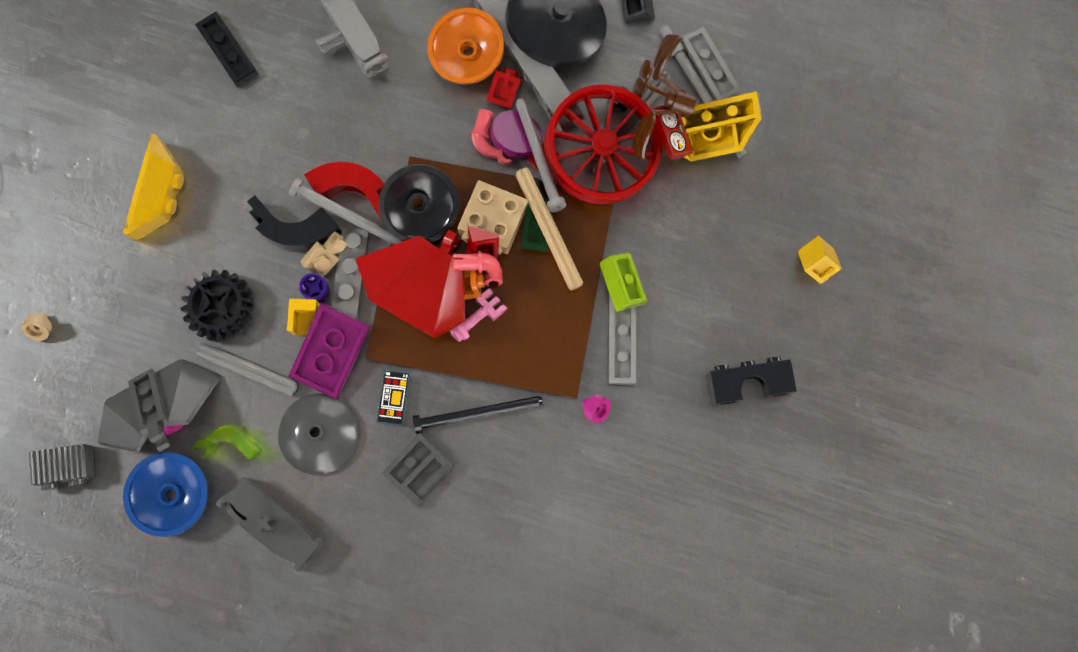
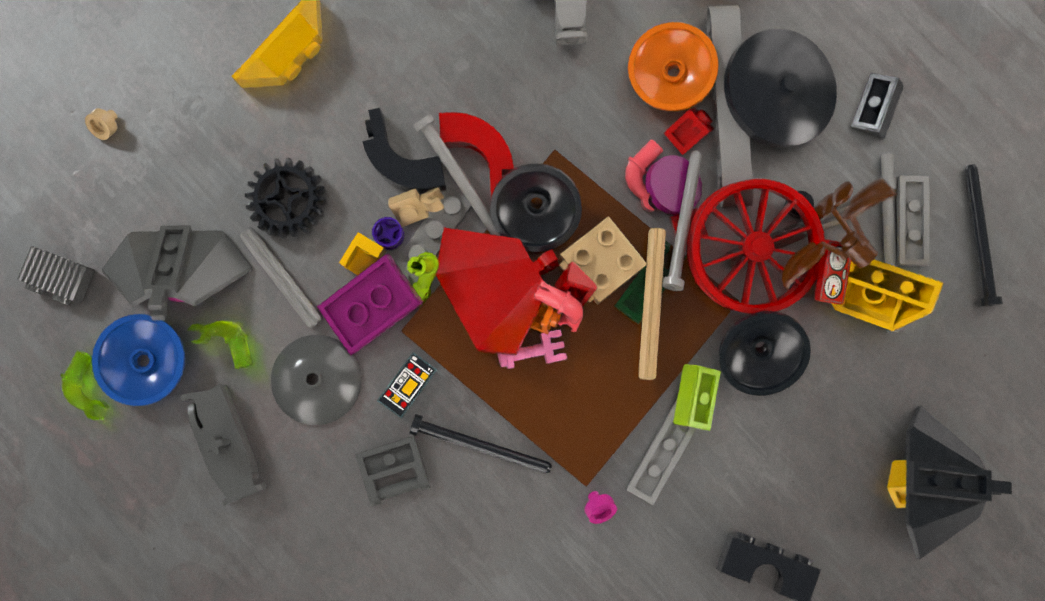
camera: 30 degrees right, 5 degrees up
(121, 545) = (72, 384): none -> clear neon green piece
(358, 294) = (425, 267): none -> lime piece
(669, 222) = (768, 367): none -> black dish
(799, 90) = (981, 236): none -> black bar
(845, 245) = (943, 484): none -> black panel

